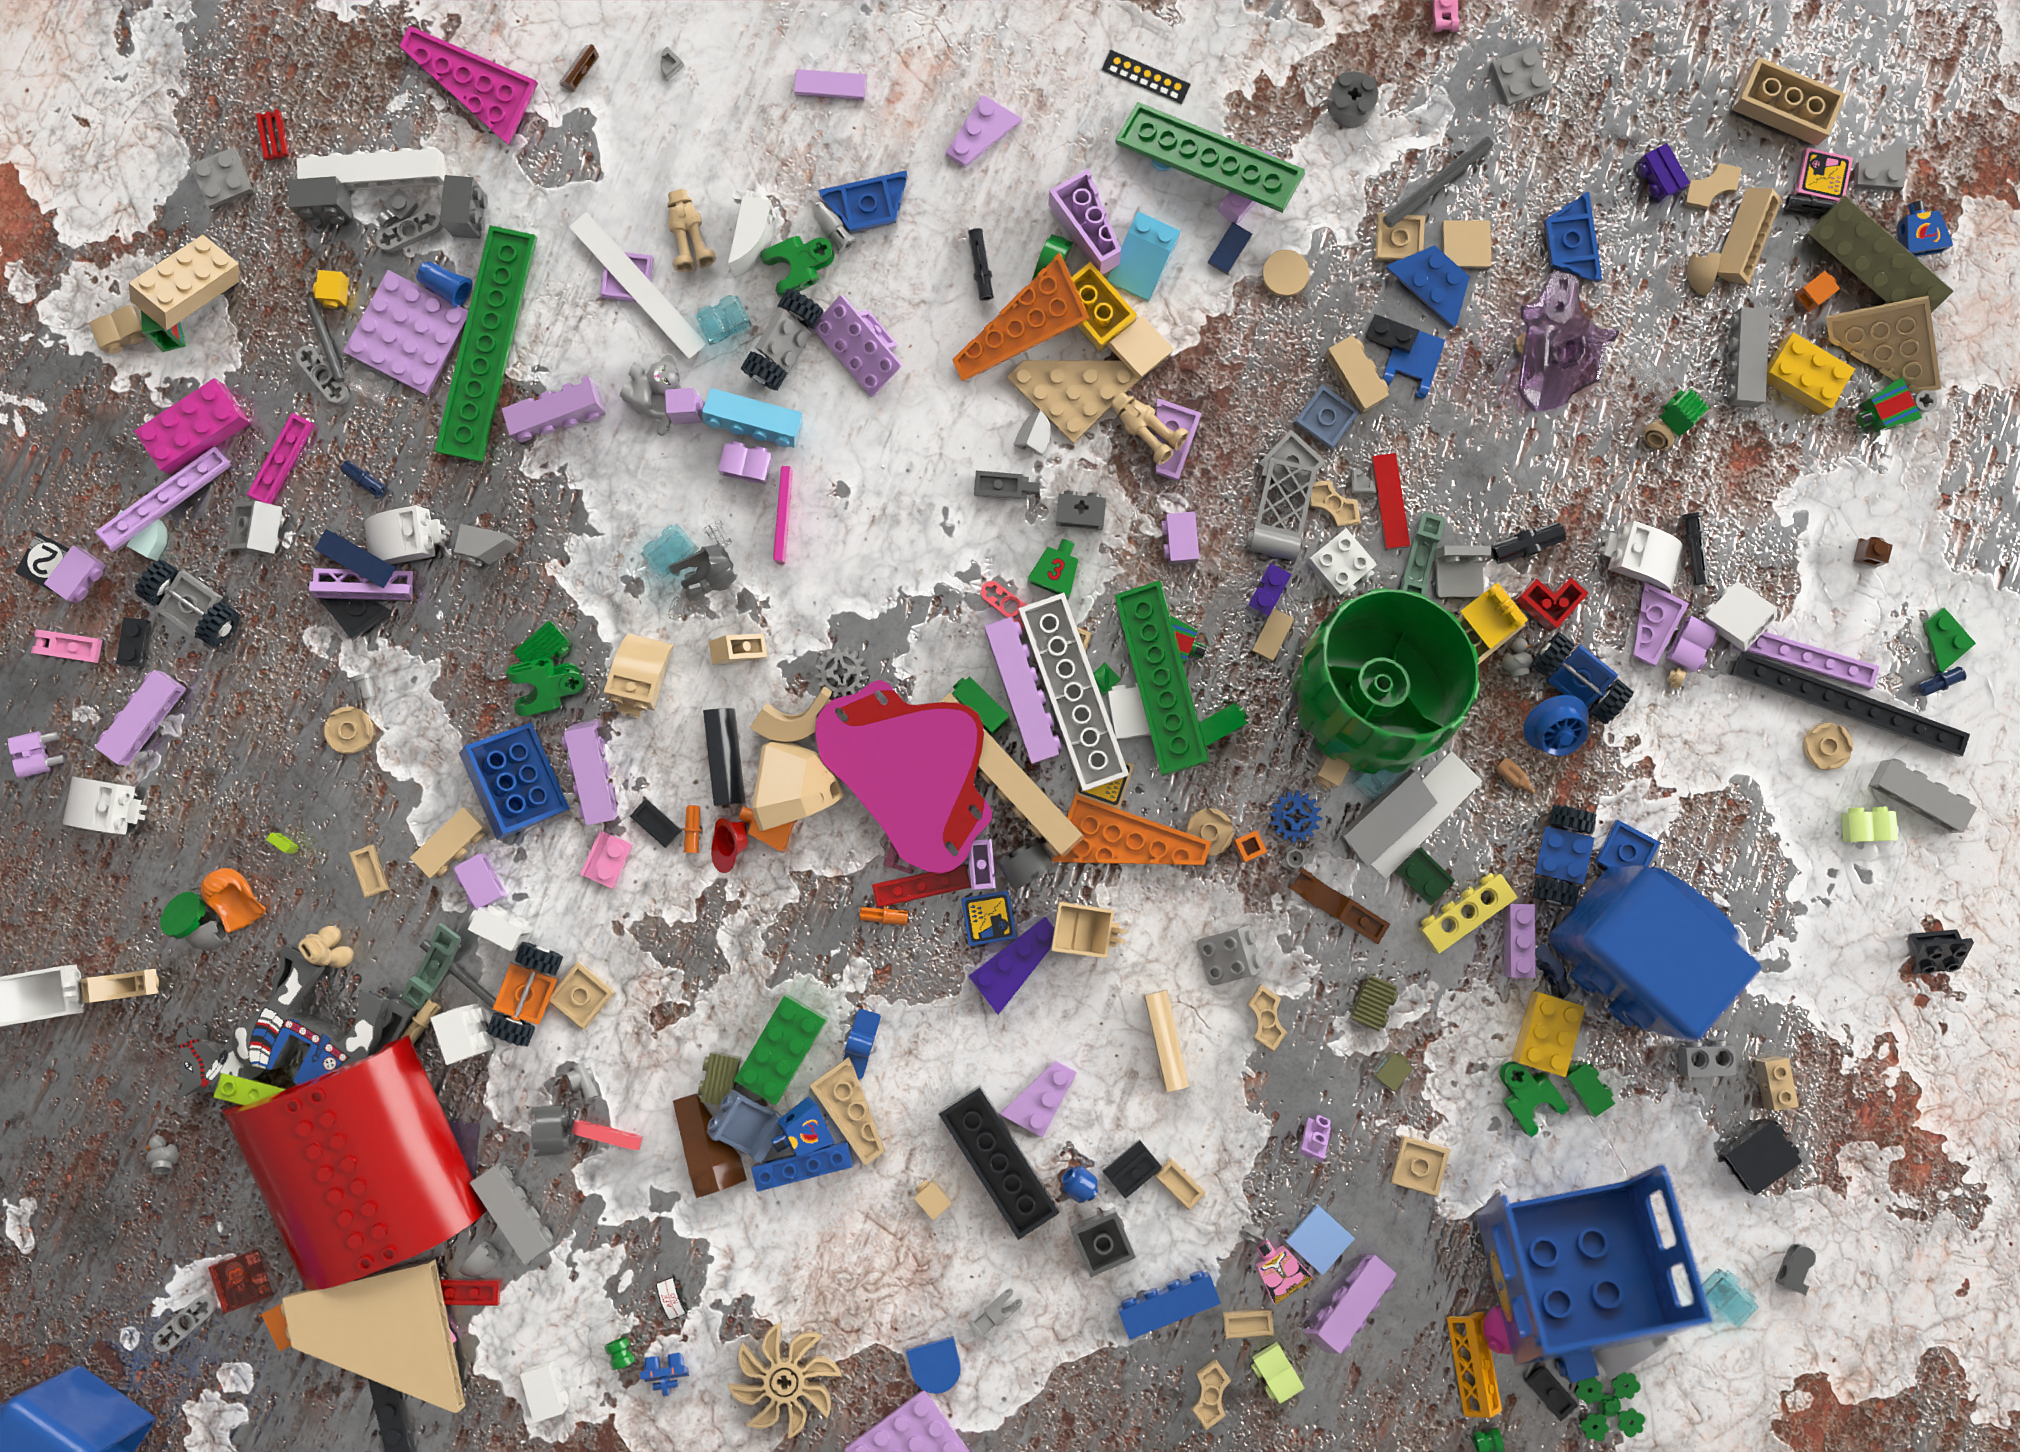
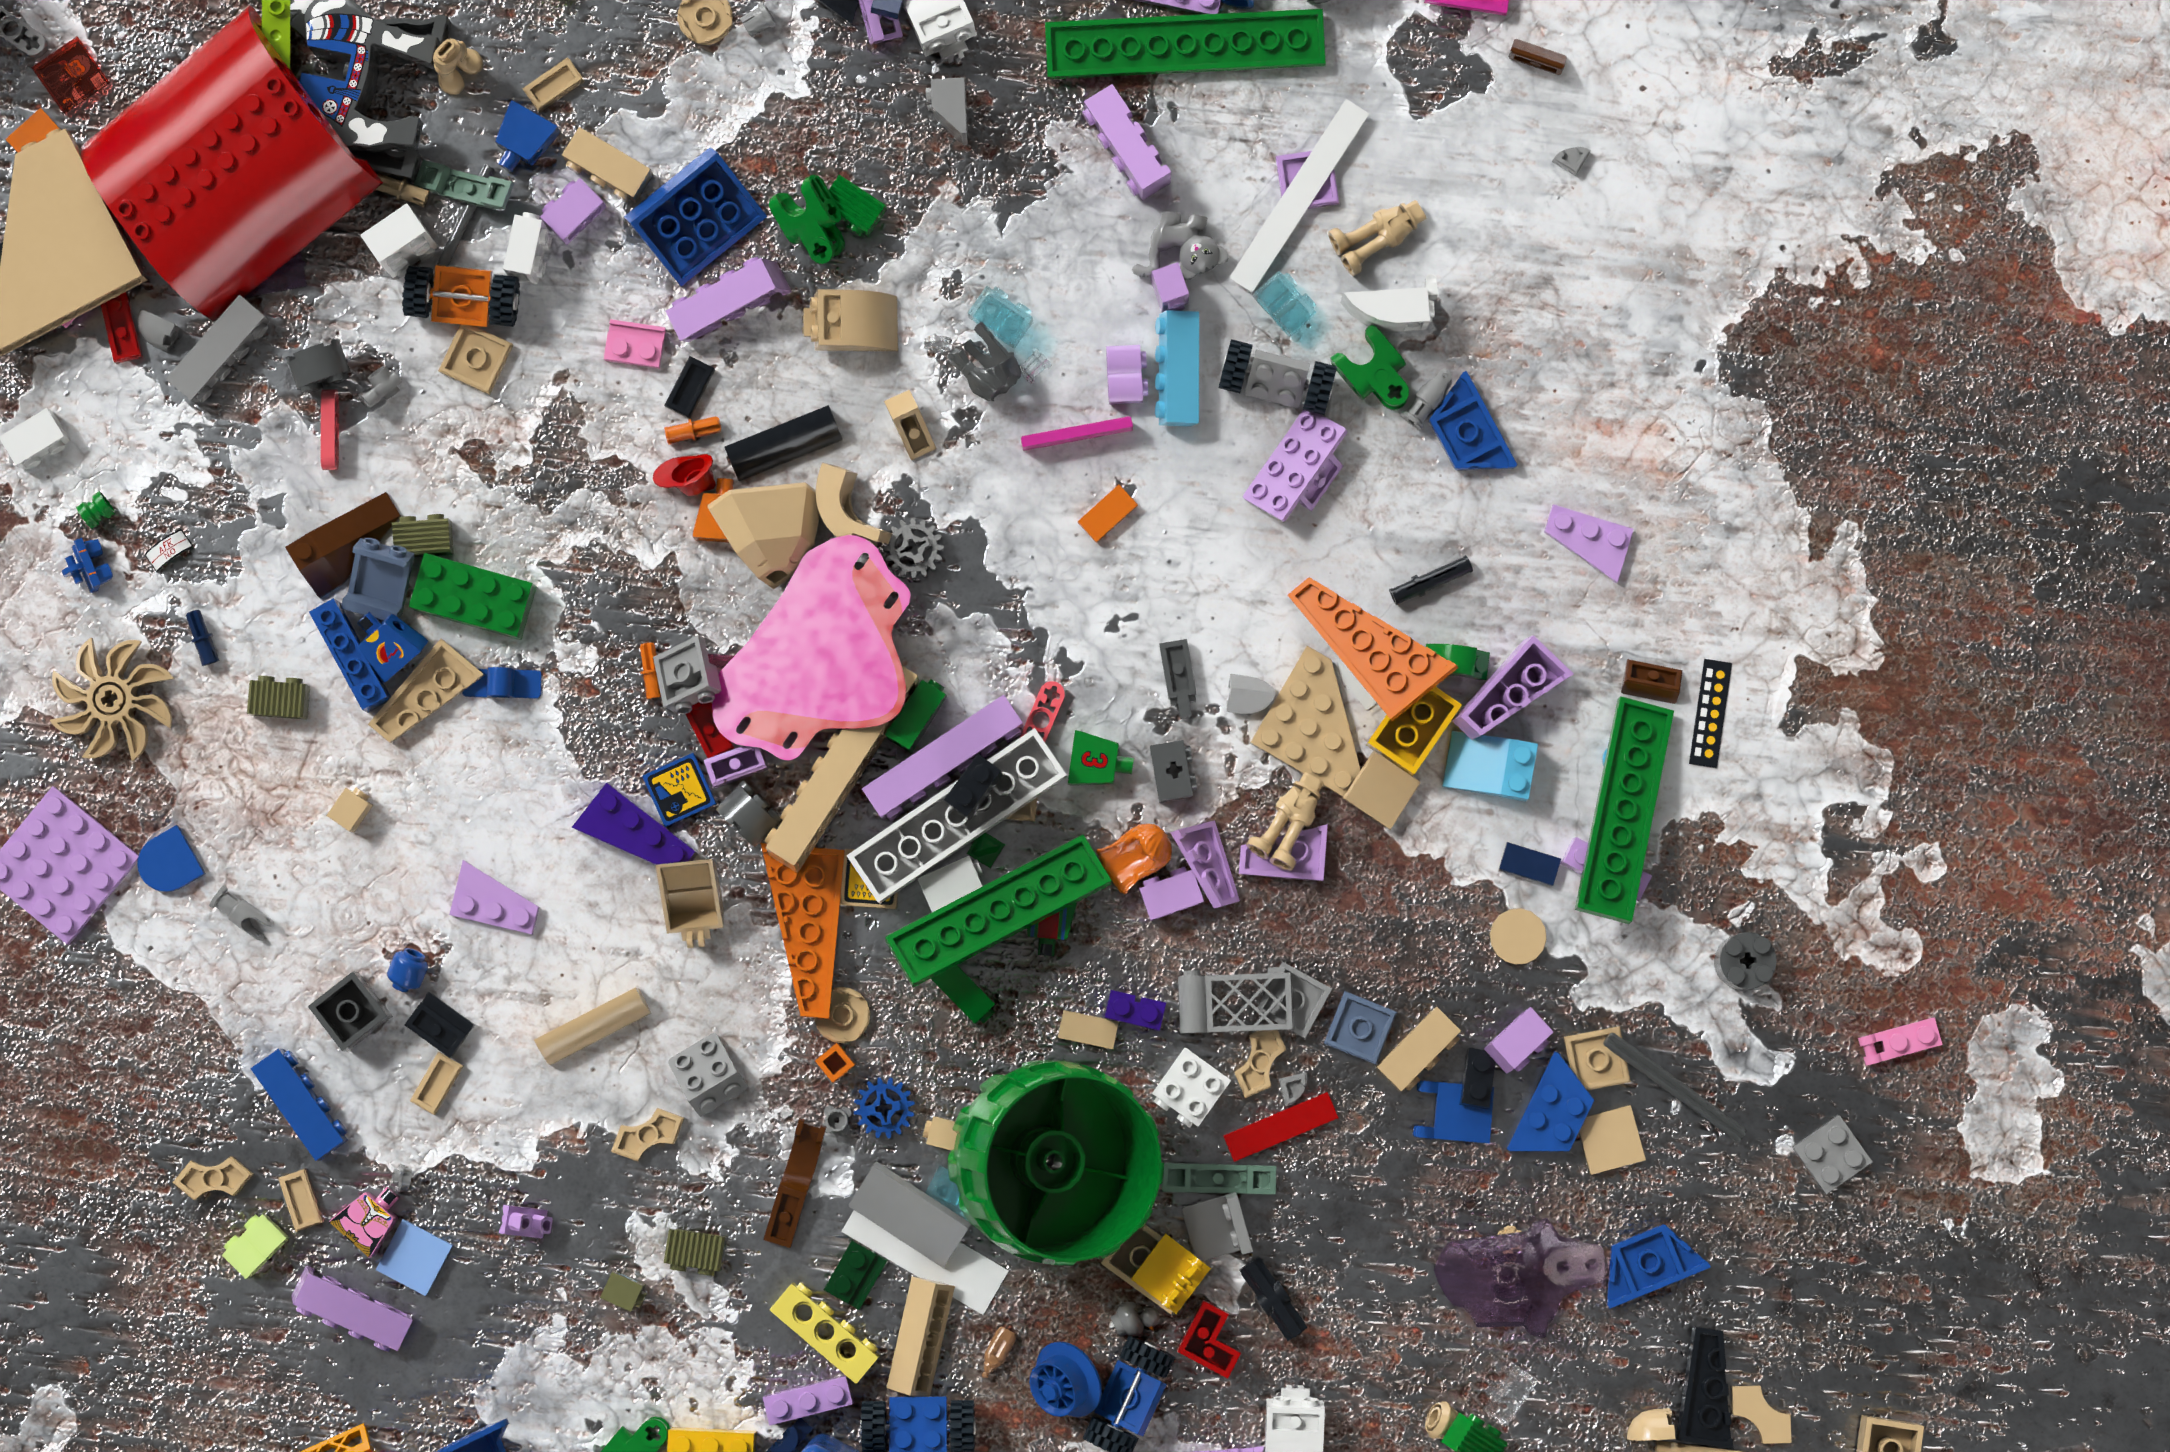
camera: 80 degrees right, 0 degrees up
(405, 906) = (524, 136): none -> blue torso
(754, 1289) = (202, 638): none -> dark blue axle
(823, 1236) = (278, 698): none -> olive brick
(830, 84) = (1598, 349): lavender tile -> none
(855, 508) = (1107, 513): none -> orange tile
(897, 885) = (686, 676): none -> light grey plate
(999, 1162) = (409, 872): black brick -> none
(1057, 667) = (973, 787): none -> black brick
(1109, 114) = (1651, 681): none -> reddish brown slope
(1142, 556) = (1136, 855): none -> orange piece
(1163, 500) = (1208, 861): none -> lavender wing
(1371, 292) = (1519, 1040): none -> lavender brick
(1419, 1165) = (525, 1350): tan tile -> none
(1490, 836) = (920, 1337): none -> tan brick
(1663, 173) = (1758, 1349): dark purple brick -> none
(1695, 227) = (1704, 1402): none -> black wing

